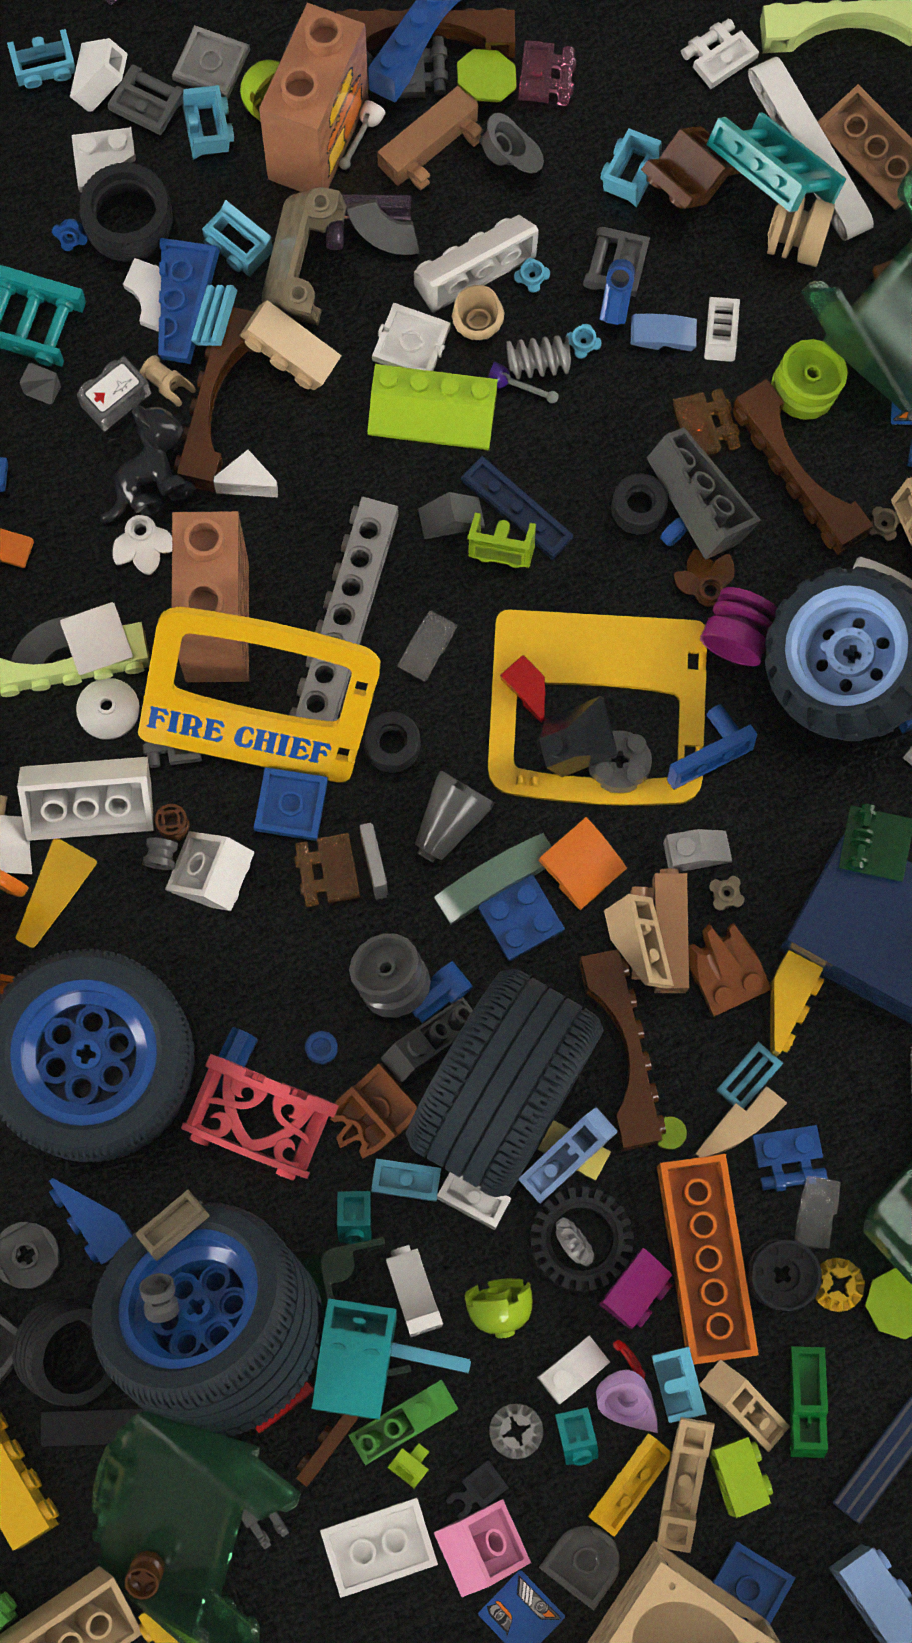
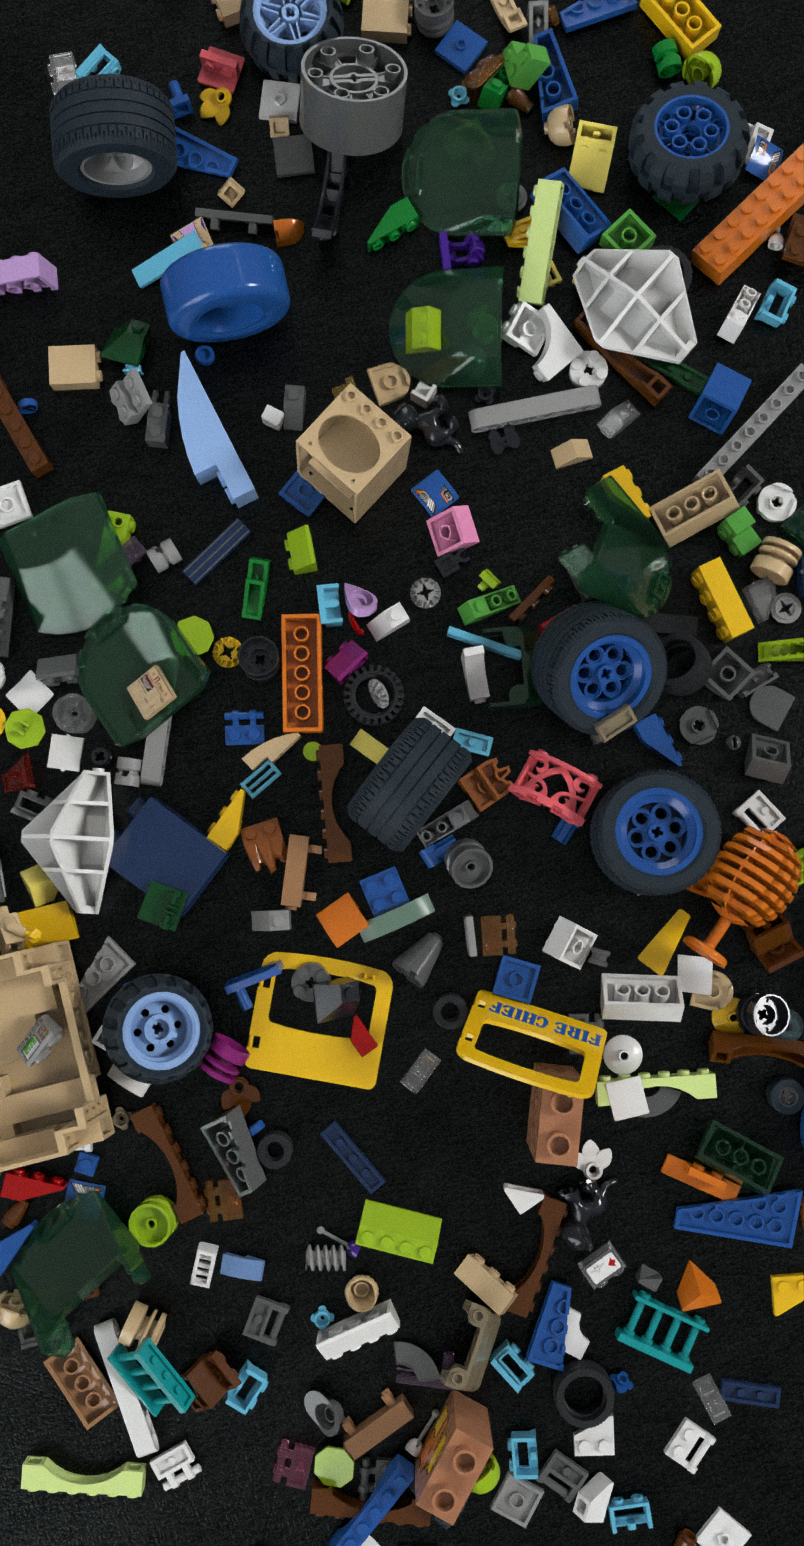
camera: 170 degrees left, 10 degrees up
(144, 1575) = (645, 537): reddish brown wheel -> none
(159, 1298) = (627, 679): dark grey wheel -> none
(165, 379) = (568, 1272): tan piece -> none
(176, 826) = (590, 972): reddish brown wheel -> none
(210, 316) = (535, 1311): medium azure tile -> none
(321, 1047) = (513, 827): blue tile -> none
(354, 1216) = (505, 724): teal bracket -> none
(354, 1358) = (516, 636): teal slope -> none
(367, 516) = (439, 1158): light grey brick -> none
(378, 1547) = (511, 538): white plate -> none
(411, 339) = (406, 1279): white plate -> none
(449, 515) = (395, 1156): dark grey slope -> none
(500, 547) = (368, 1130): lime window -> none
(501, 1307) = (426, 662): lime cylinder -> none
(568, 1155) = (373, 744): light blue slope -> none
(577, 1437) = (391, 584): teal bracket -> none
(584, 332) = (289, 1264): medium azure plate -> none
(584, 1563) = (396, 516): dark grey tile -> none
(617, 294) = (269, 1296): blue piece -> none
(631, 1485) = (364, 554): yellow plate -> none
(638, 937) = (315, 866): tan slope -> none
(684, 1484) = (334, 550): tan slope -> none
(731, 885) = (261, 895): dark tan plate -> none
(744, 1405) = (293, 589): tan slope -> none
(816, 1212) = (234, 694): clear slope -> none

